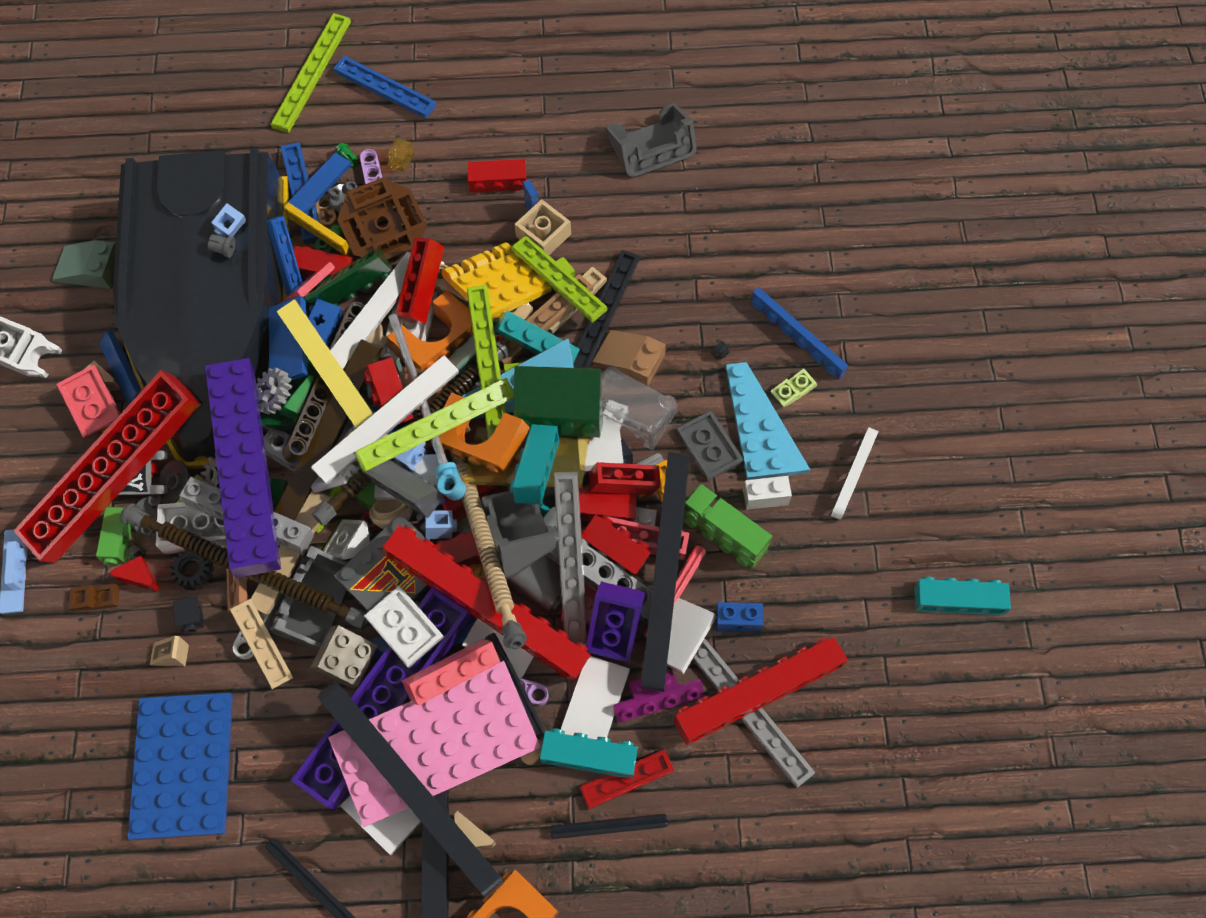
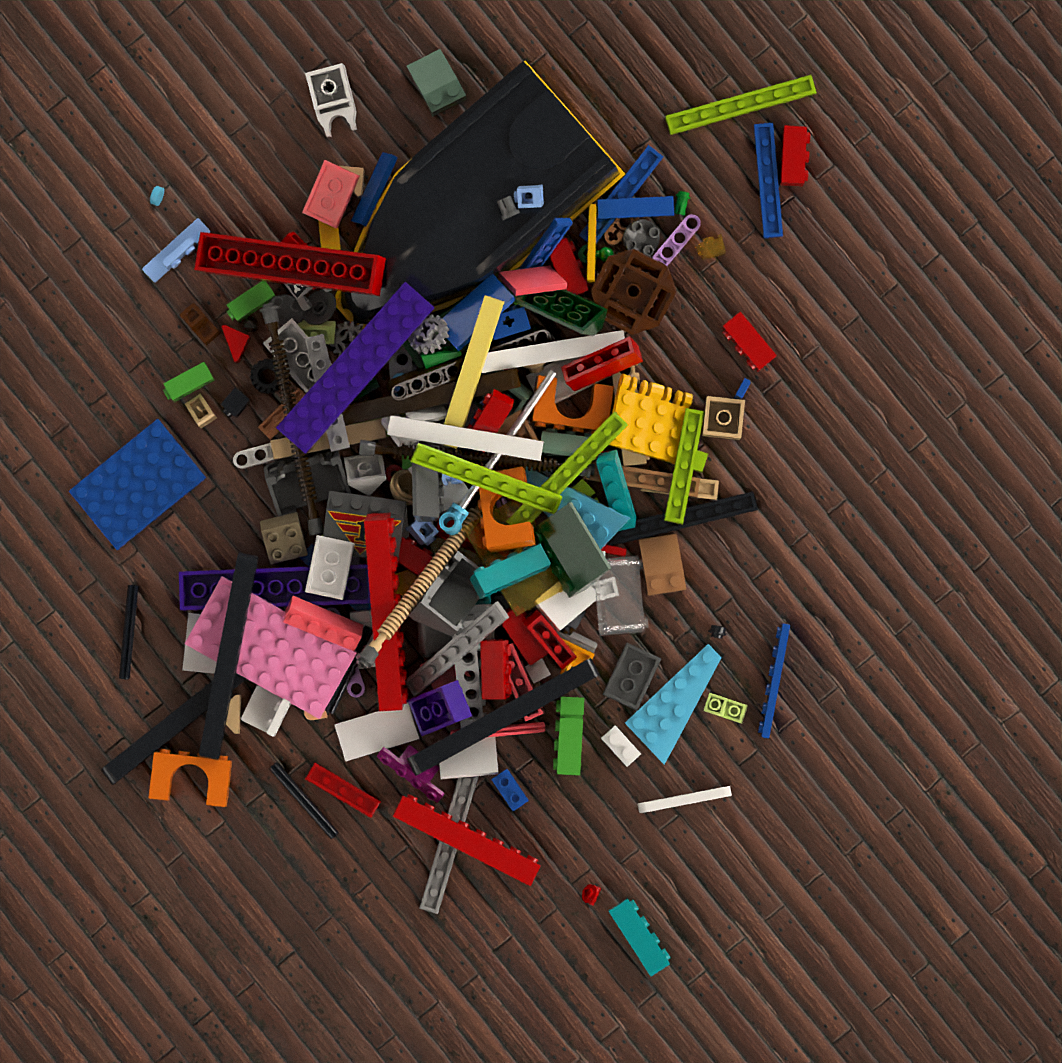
camera: 50 degrees right, 20 degrees up
(132, 644) = (188, 382): none -> bright green brick
(261, 644) = (251, 472): tan plate -> none
(381, 57) = (794, 155): none -> red brick
(493, 798) = (265, 711): none -> white bracket
(589, 754) = (338, 754): teal brick -> none
(656, 144) = (872, 443): dark grey windscreen -> none
(890, 614) = (590, 894): none -> red plate

